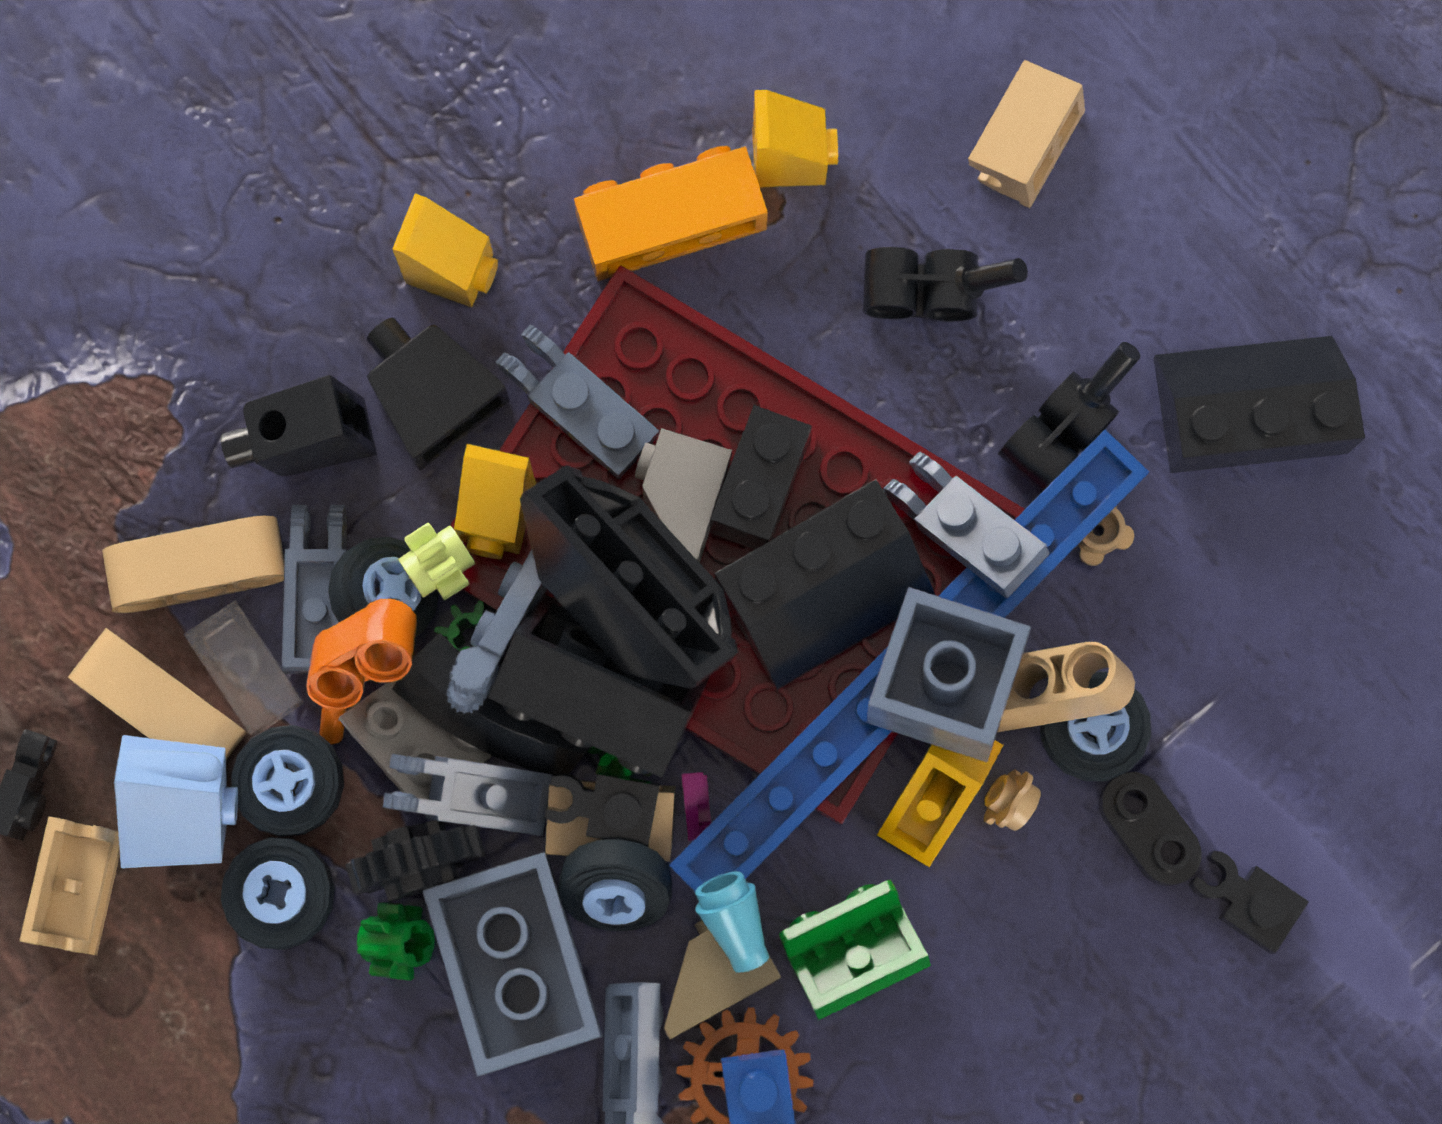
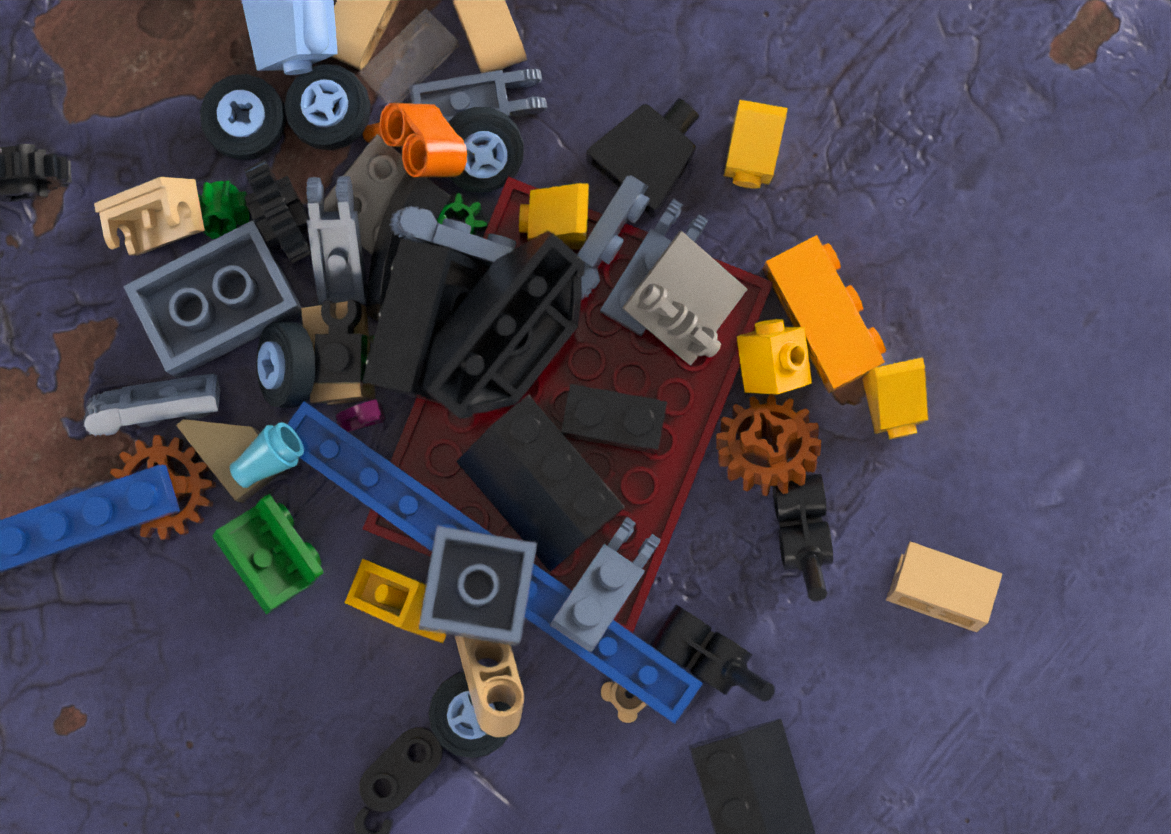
camera: 85 degrees right, 5 degrees up
(302, 429) = (596, 64): black torso -> none
(387, 1029) = (151, 214): none -> tan hinge
(436, 561) = (506, 183): yellowish green gear -> none
(495, 416) = (604, 239): none -> sand blue hinge
(627, 366) = (685, 299): none -> light grey hinge
(683, 484) = (594, 359): light grey slope -> none
(716, 277) = (774, 358): none -> yellow brick
(821, 305) = (755, 457): none -> dark orange gear
(1011, 800) = (403, 657): tan plate -> none

